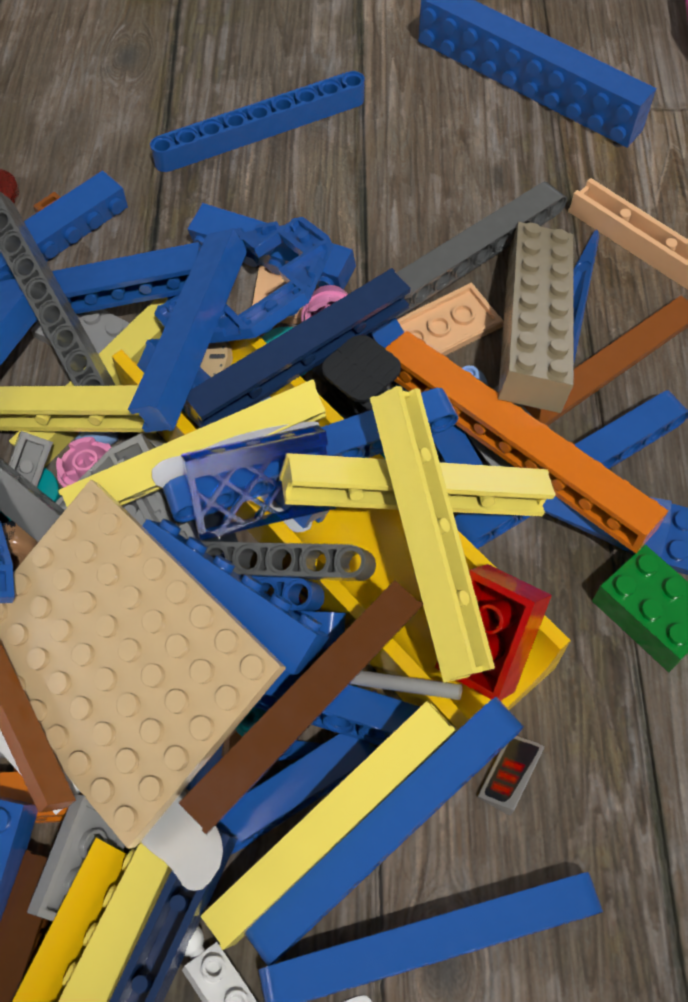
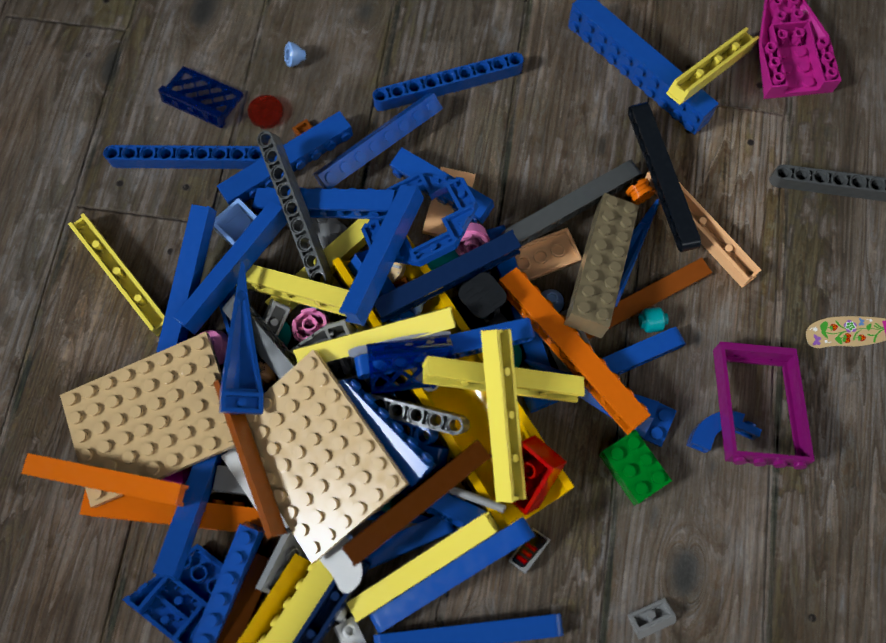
camera: 10 degrees right, 10 degrees up
(27, 113) = (293, 54): none -> light blue brick
(167, 201) = (378, 141): none -> blue brick
(570, 218) = (640, 192): none -> orange wheel
(603, 194) = (664, 177): none -> black beam
(631, 386) = (653, 319): none -> teal head
(632, 48) = (711, 66): none -> light yellow tile

